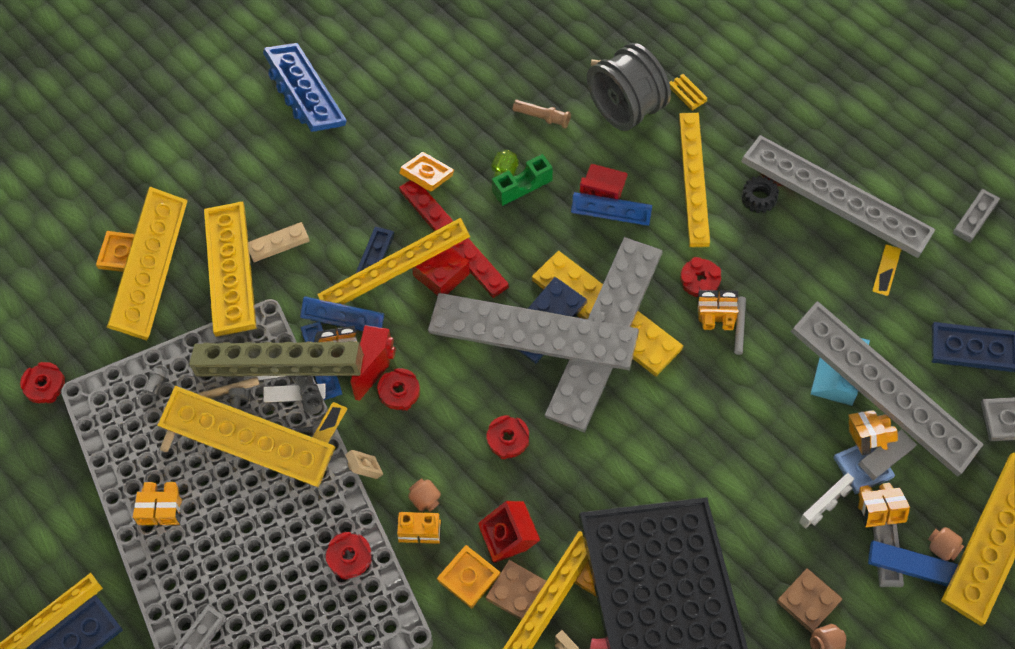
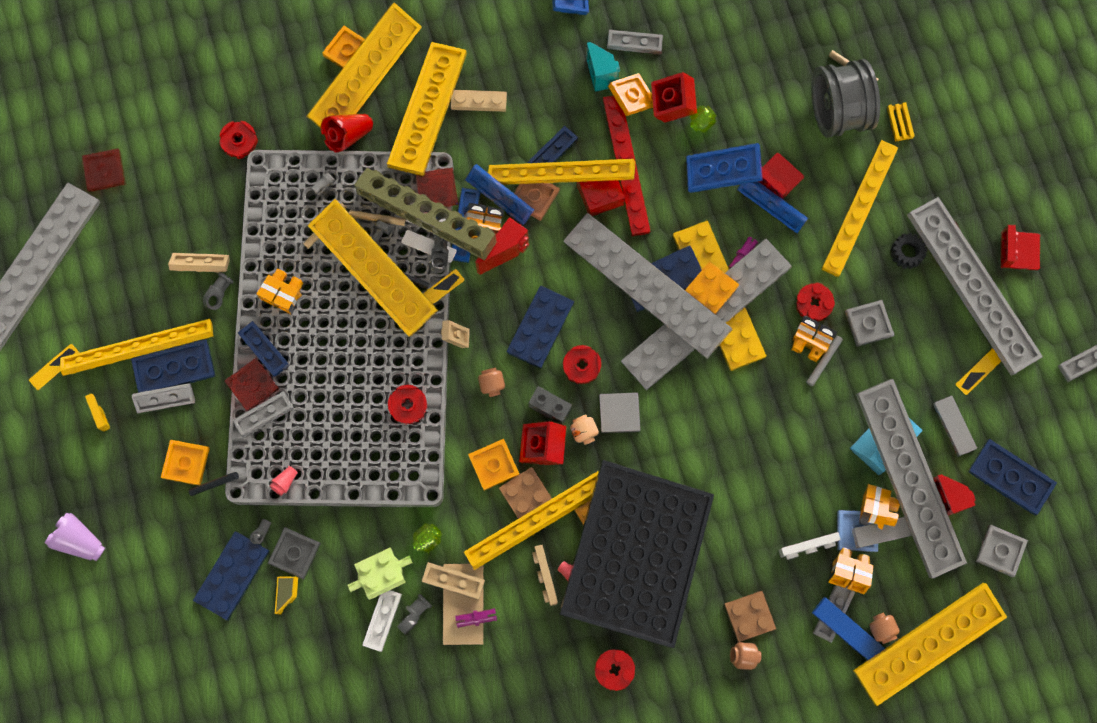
camera: 25 degrees right, 15 degrees up
(53, 521) = (199, 262): none -> tan plate
(86, 539) = (217, 290): none -> dark grey connector
(153, 323) = (345, 130): none -> red cone
(165, 571) = (263, 349): none -> dark blue plate
(168, 615) = (251, 384): none -> clear red tile
(277, 329) = (438, 186): none -> clear red tile
(381, 299) = (538, 196): none -> nougat tile
(383, 159) = (601, 66): none -> teal slope
(401, 400) = (515, 271): red plate -> none
(404, 128) = (635, 42): none -> light grey tile
(419, 526) = (474, 406): light orange hips -> none
(446, 421) = (540, 327): none -> dark blue plate
(468, 155) = (674, 97): none -> red brick
(495, 489) = (550, 405): none -> dark grey brick
(535, 175) = (695, 142): green arch -> none
(543, 496) = (584, 429): none -> light nougat head
(549, 115) = (766, 89): medium nougat pin -> none
(549, 196) = (724, 168): none -> blue tile
(570, 465) = (619, 413): none -> light grey tile
(598, 302) = (712, 288): none -> light orange plate
(608, 260) = (746, 248): none -> magenta pin
(761, 273) = (869, 323): none -> light grey tile
(857, 149) = (1020, 249): none -> red bracket
(895, 327) = (955, 426): none -> light grey tile
(935, 383) = (954, 495): none -> red slope

